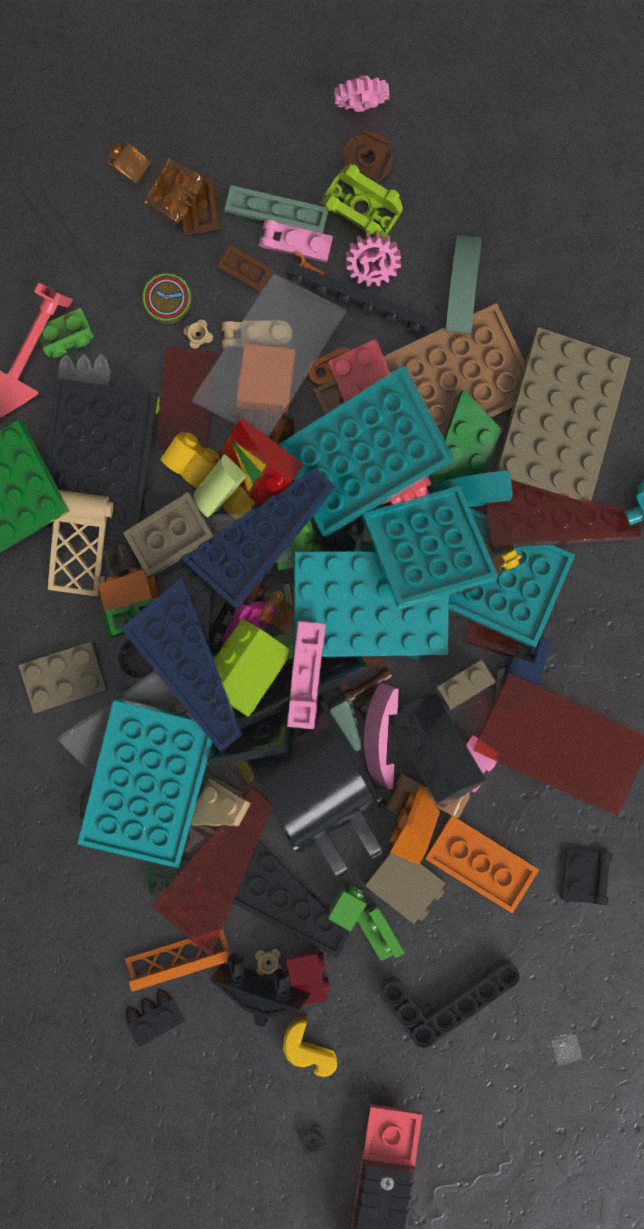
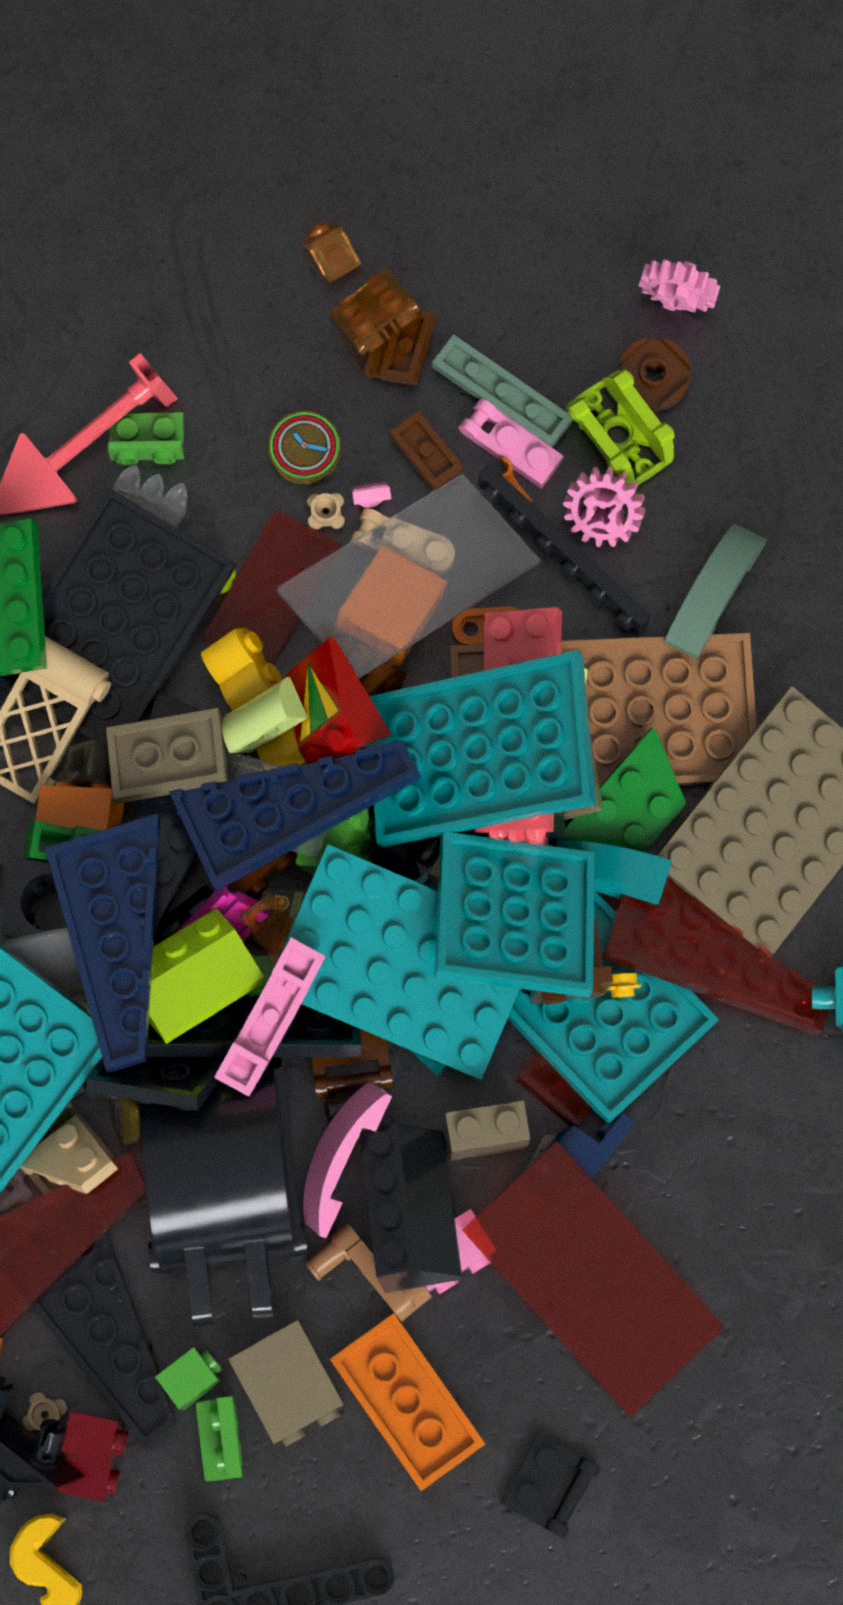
camera: 20 degrees right, 10 degrees down
(222, 311) = (370, 494): none -> bright pink tile
(344, 715) = (302, 1109): sand green slope -> none
(414, 827) = (335, 1302): orange slope -> none

